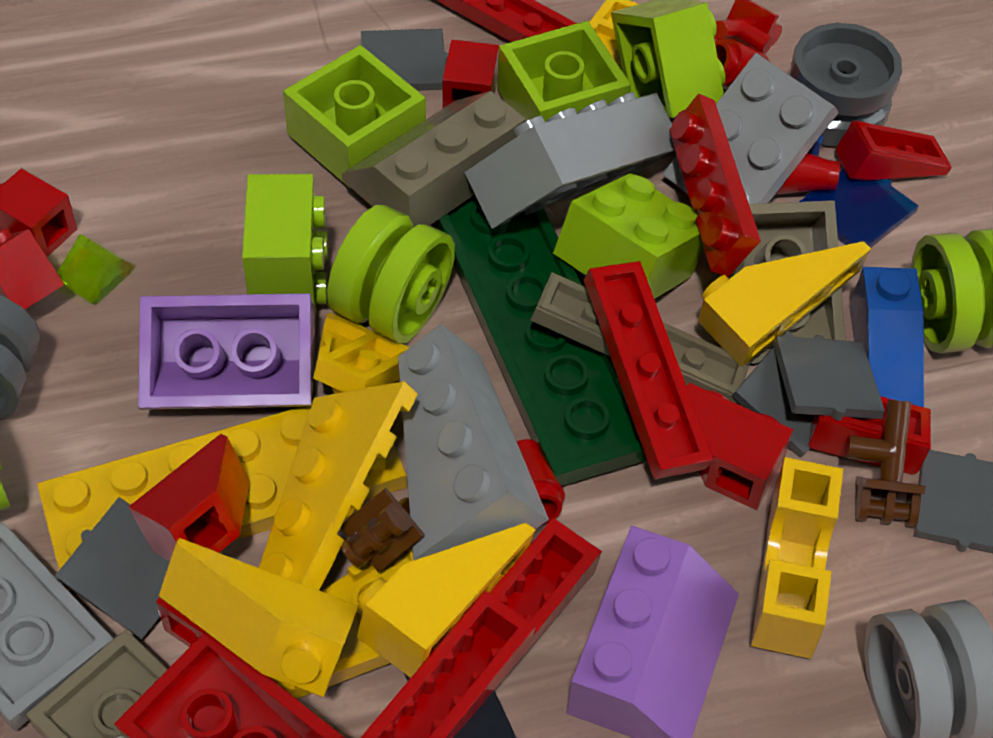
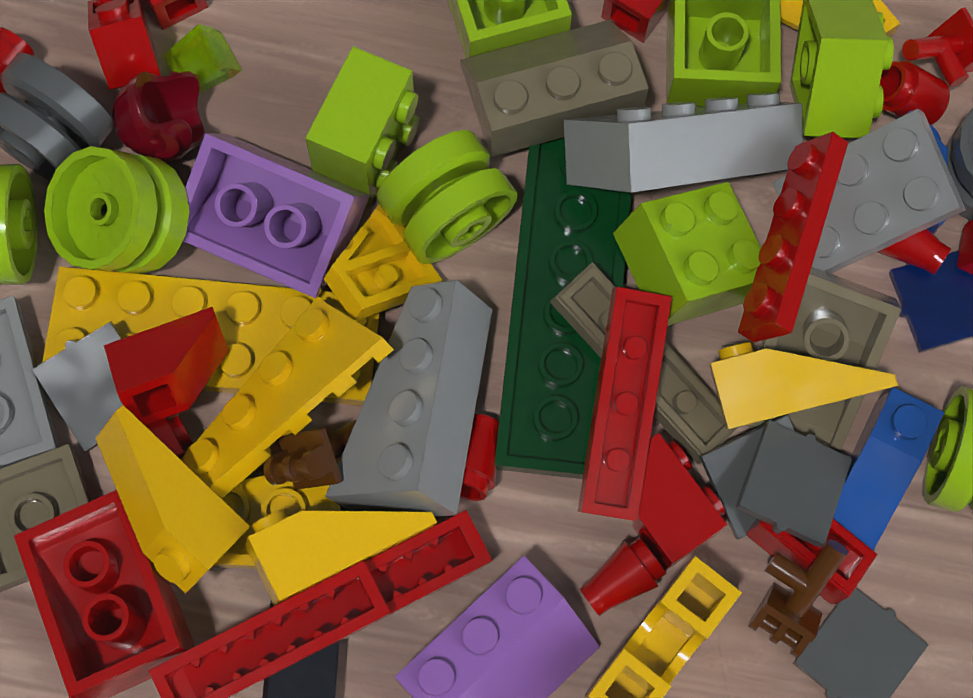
camera: 25 degrees right, 20 degrees up
(79, 316) = (159, 115): none -> dark red cap
(79, 398) = (116, 211): none -> lime wheel
(726, 520) = (624, 576): none -> red cone

